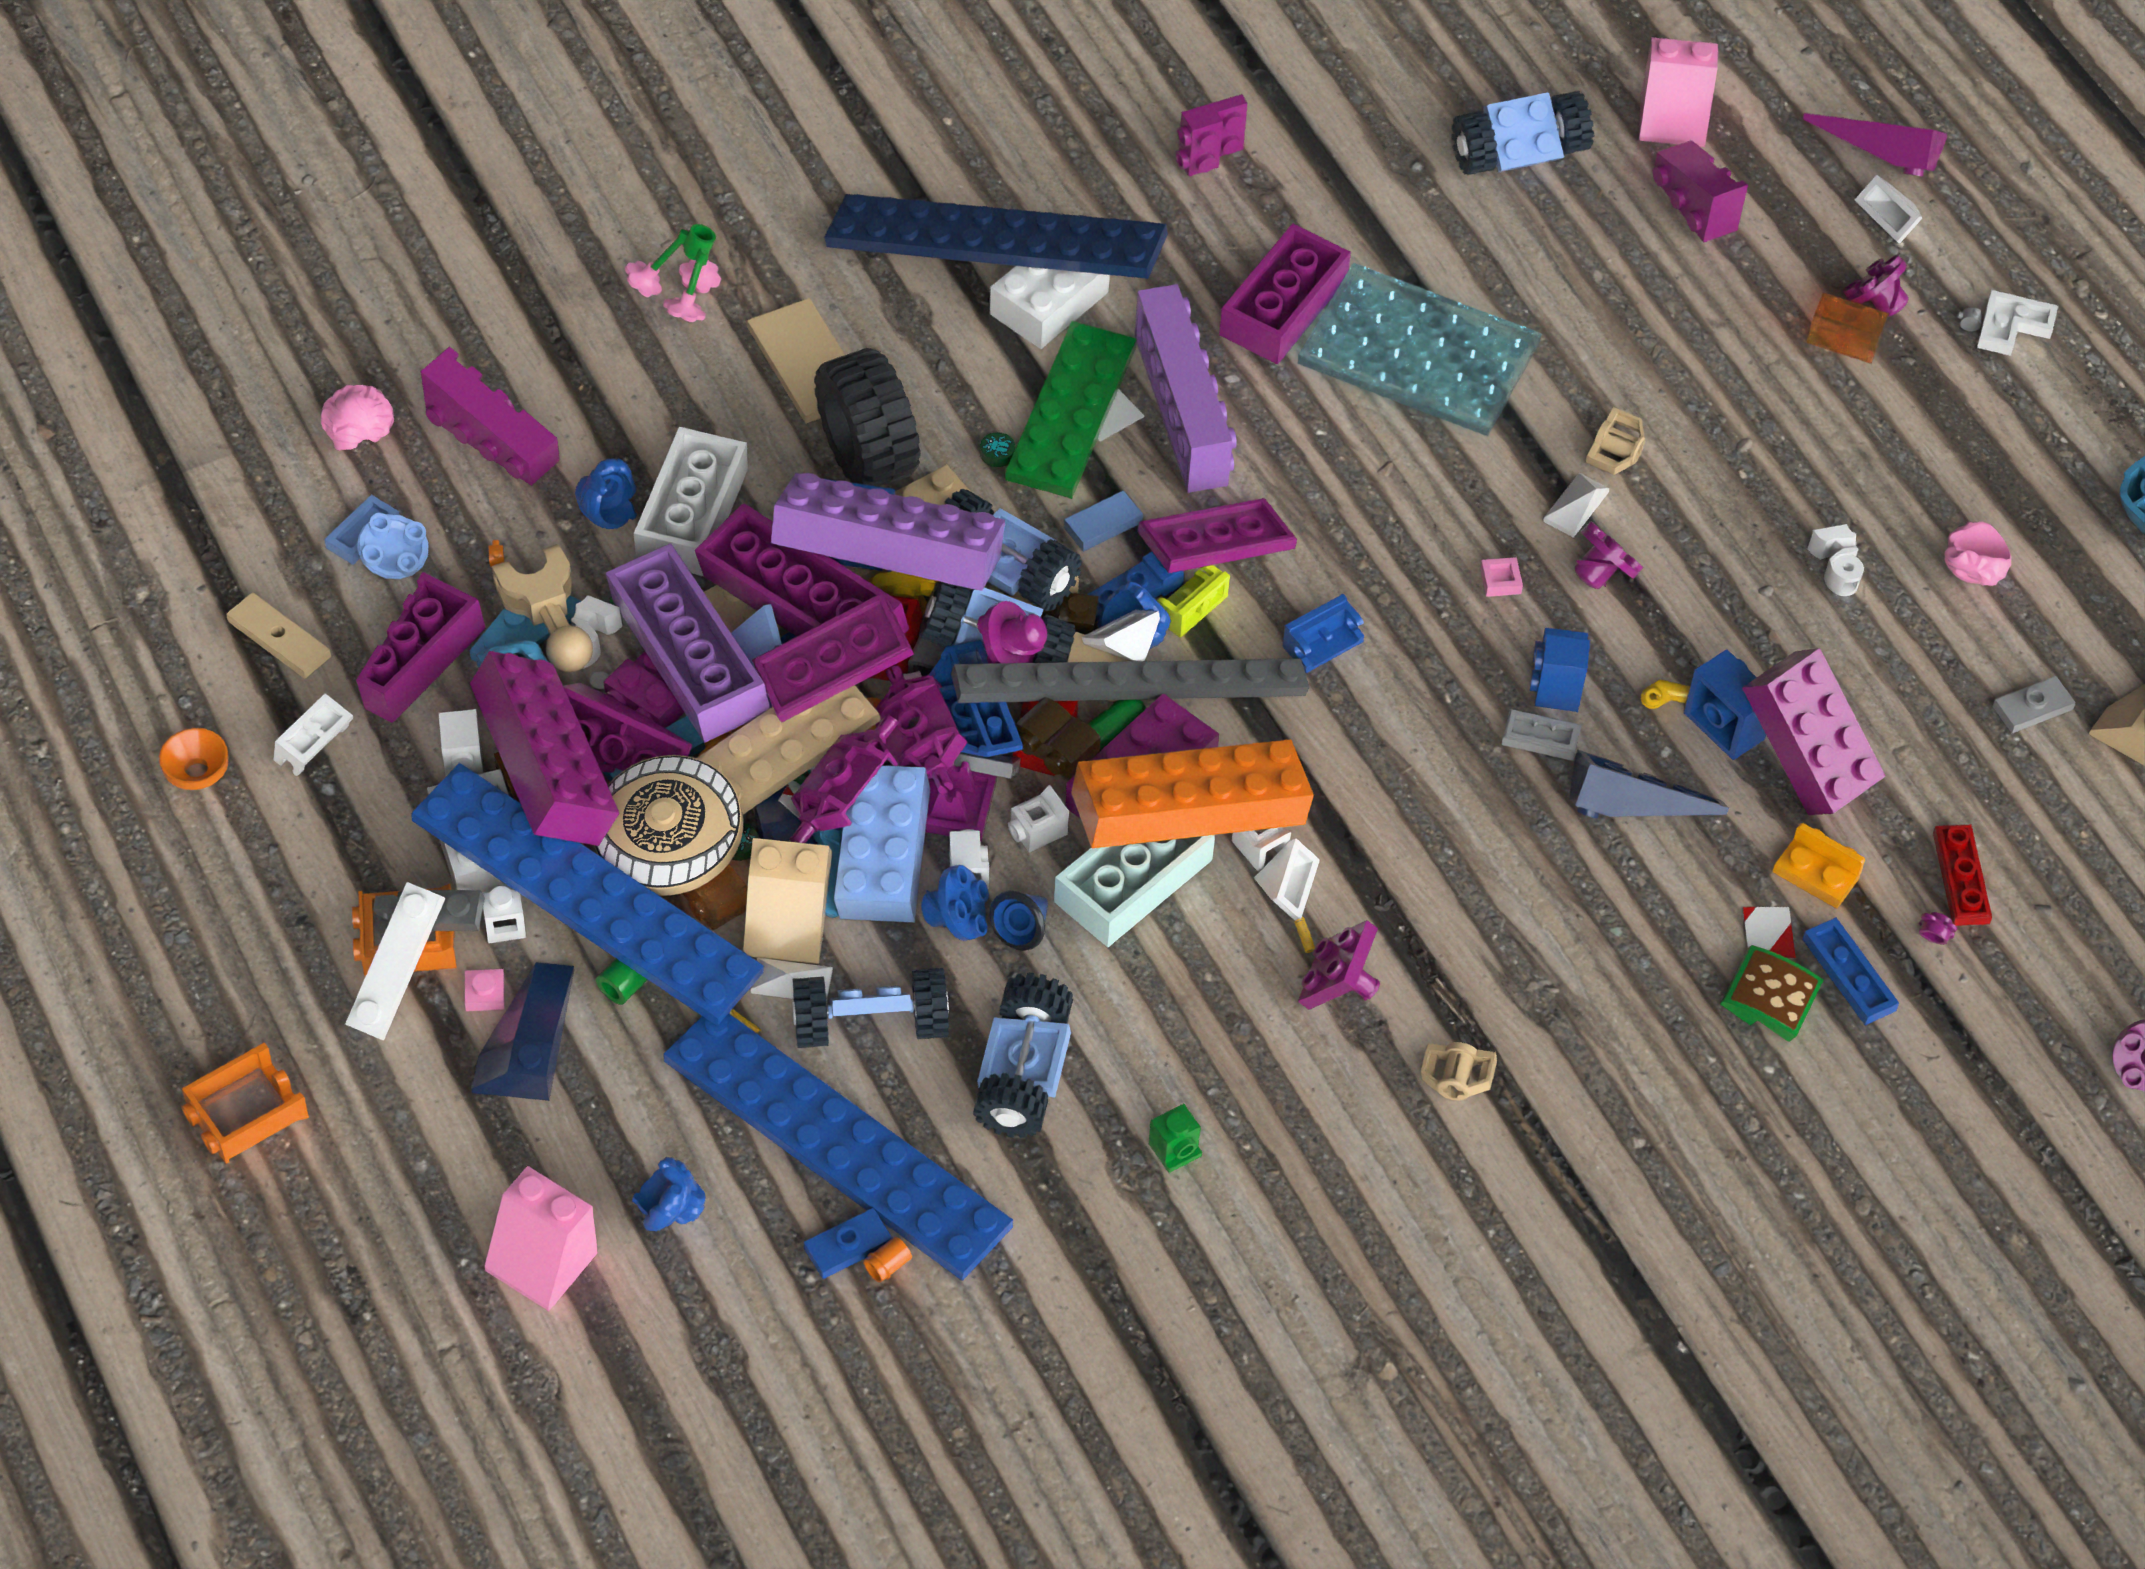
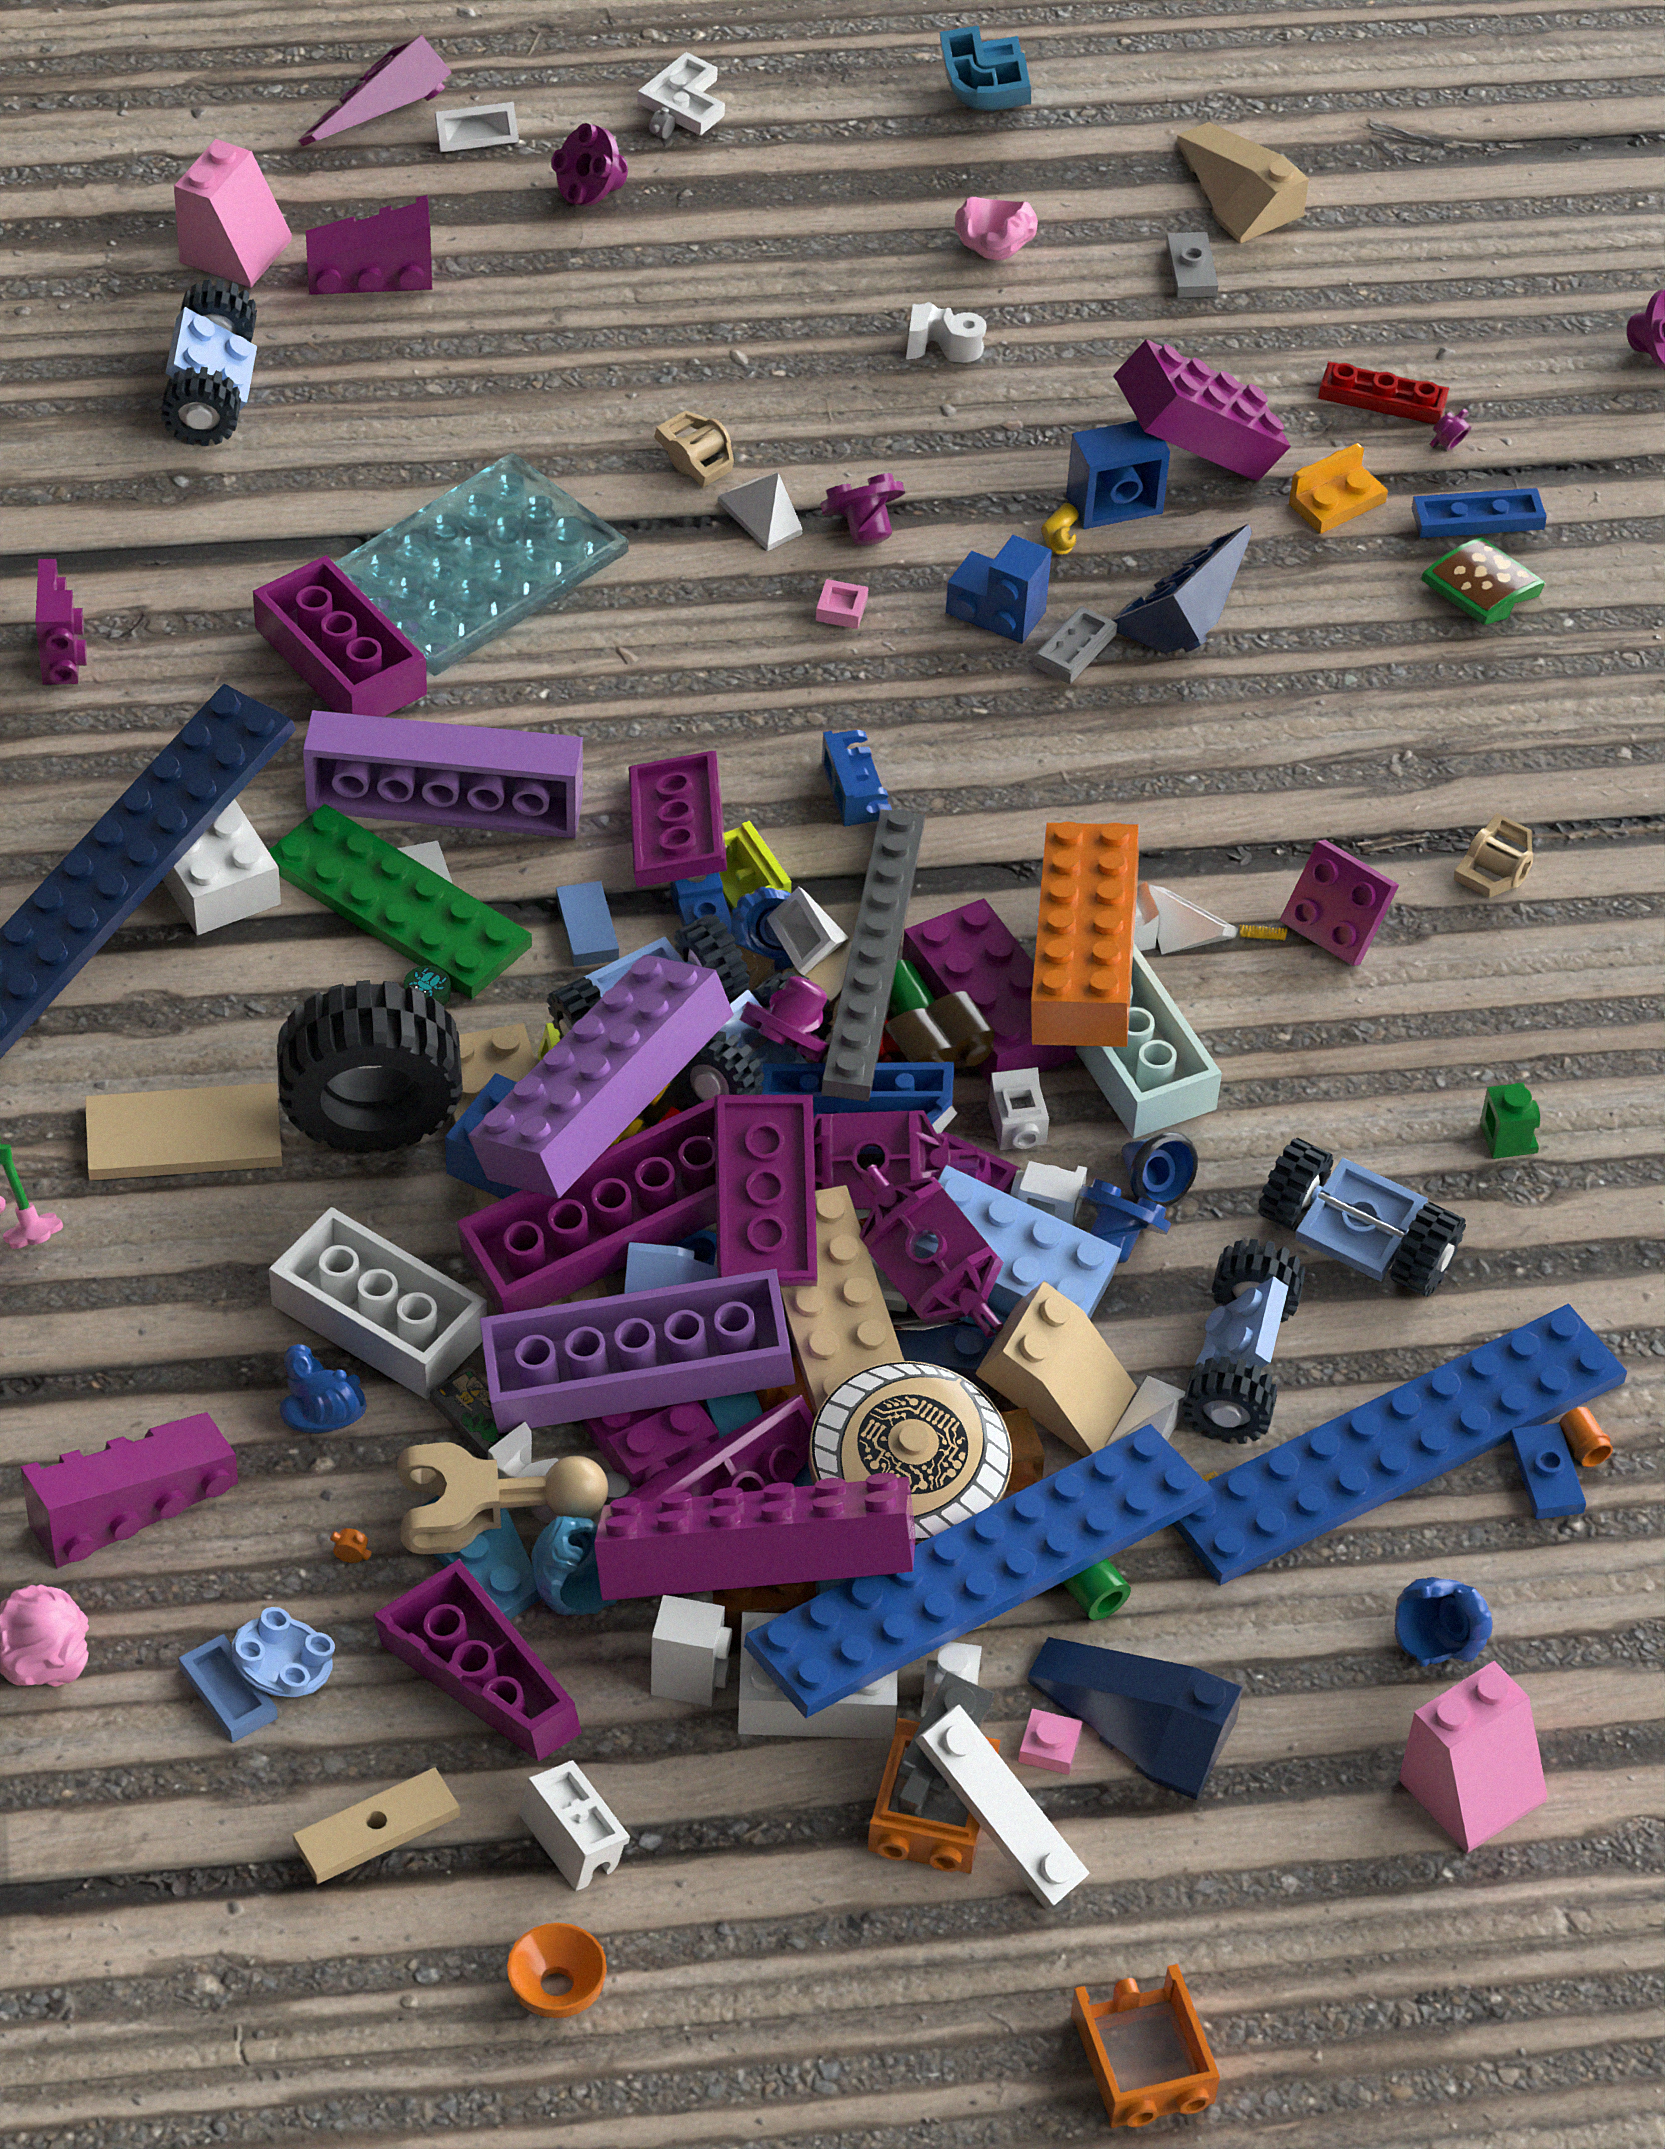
camera: 70 degrees left, 5 degrees down
(1770, 929) = (1396, 562): white sticker -> none
(1847, 328) = (633, 213): clear orange brick -> none

